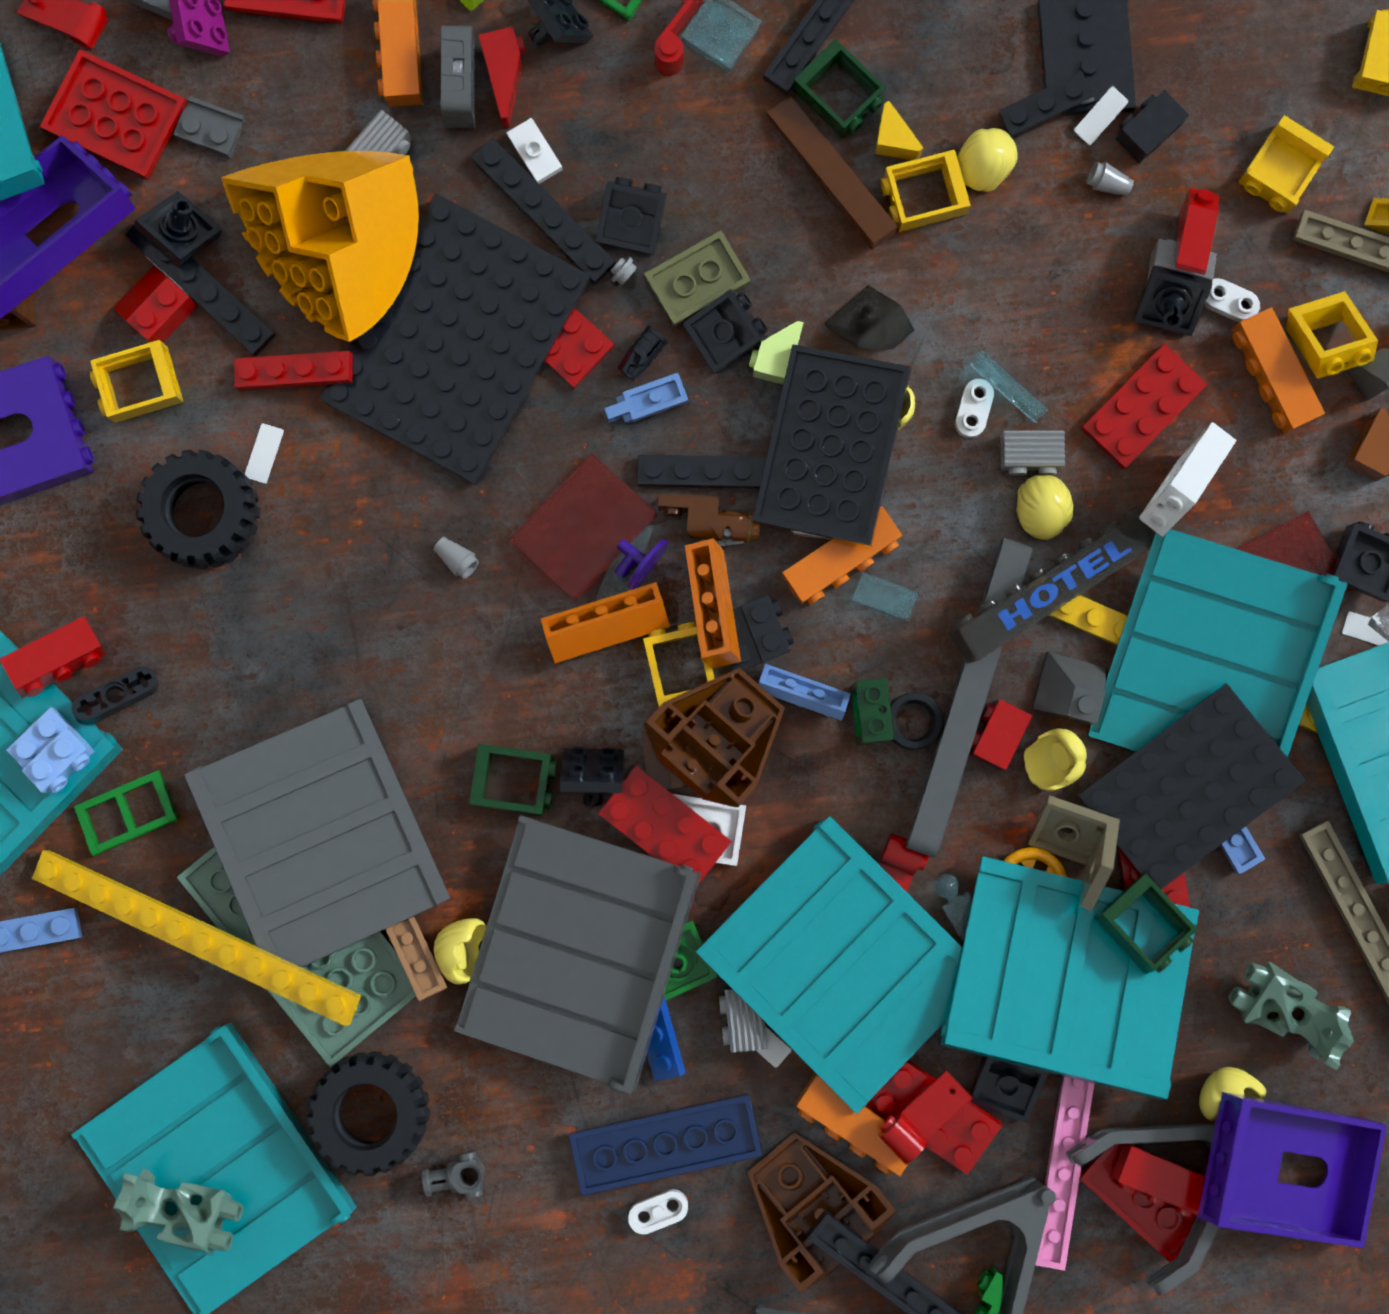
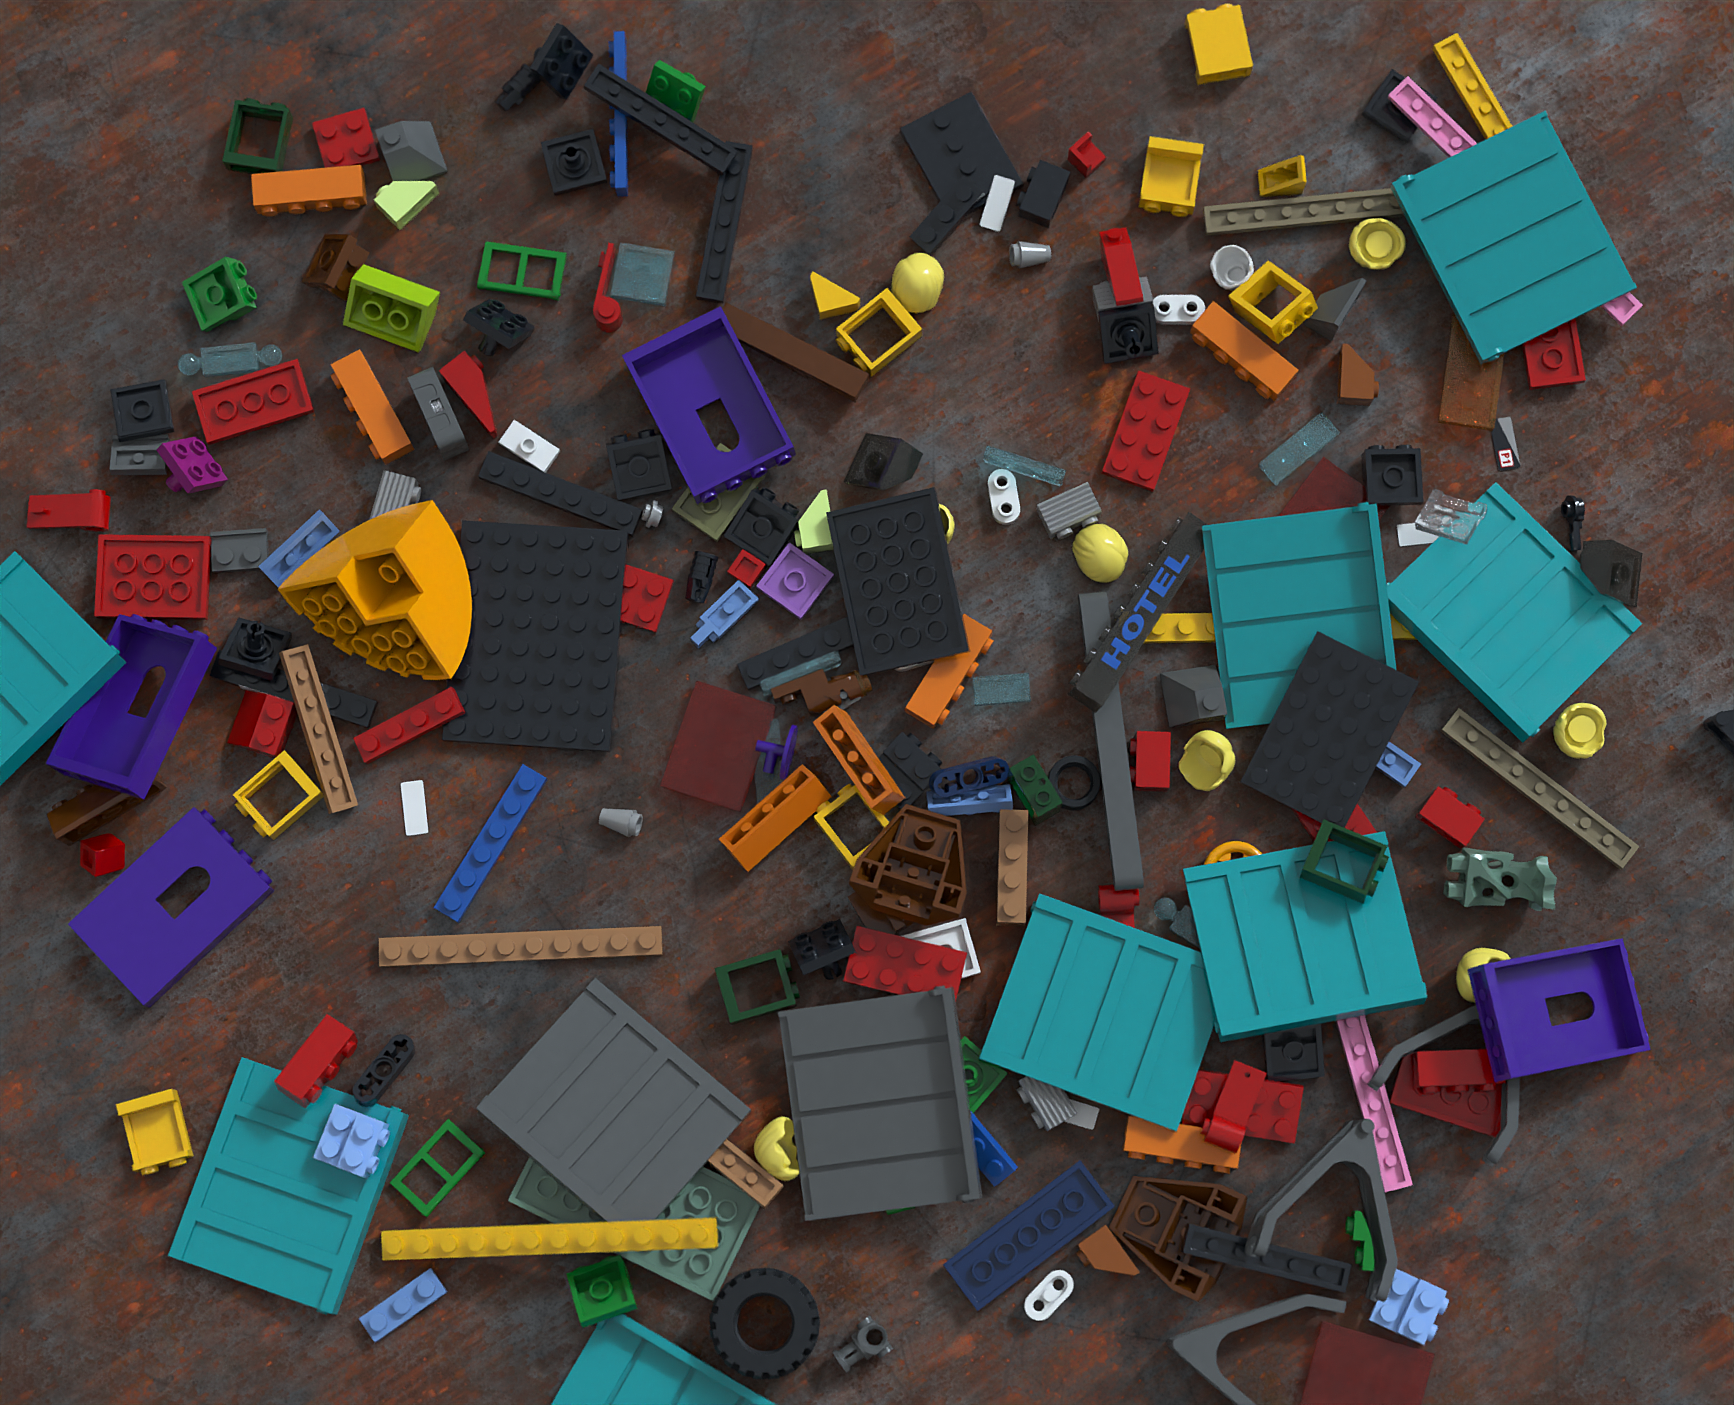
camera: 20 degrees left, 5 degrees down
(166, 487) = (356, 853): black tyre -> none
(202, 333) = (318, 729): none -> medium nougat plate
(224, 1009) = (601, 1290): none -> green plate
(267, 147) = (299, 548): none -> medium blue plate
(303, 635) = (520, 946): none -> medium nougat plate
(320, 521) = (490, 843): none -> blue plate
(690, 365) = (746, 568): none -> red plate
(720, 146) = (692, 370): none -> dark purple panel
(725, 492) = (824, 662): none -> clear light blue tile
(731, 1197) = (1105, 1253): none -> dark orange slope
(732, 399) = (795, 581): none -> medium lavender plate
(791, 672) = (989, 779): none -> dark blue beam
(815, 777) = (1012, 868): none -> medium nougat brick
(833, 54) = (740, 268): dark green window -> none
(1090, 843) = (1268, 819): dark tan bracket -> none
(1187, 479) = (1207, 476): white window -> none
(1209, 107) = (1085, 155): none -> red panel
(1270, 925) = (1450, 817): none -> red brick
(1287, 492) = (1298, 448): none -> clear light blue tile
(1305, 281) = (1231, 267): none -> white hair

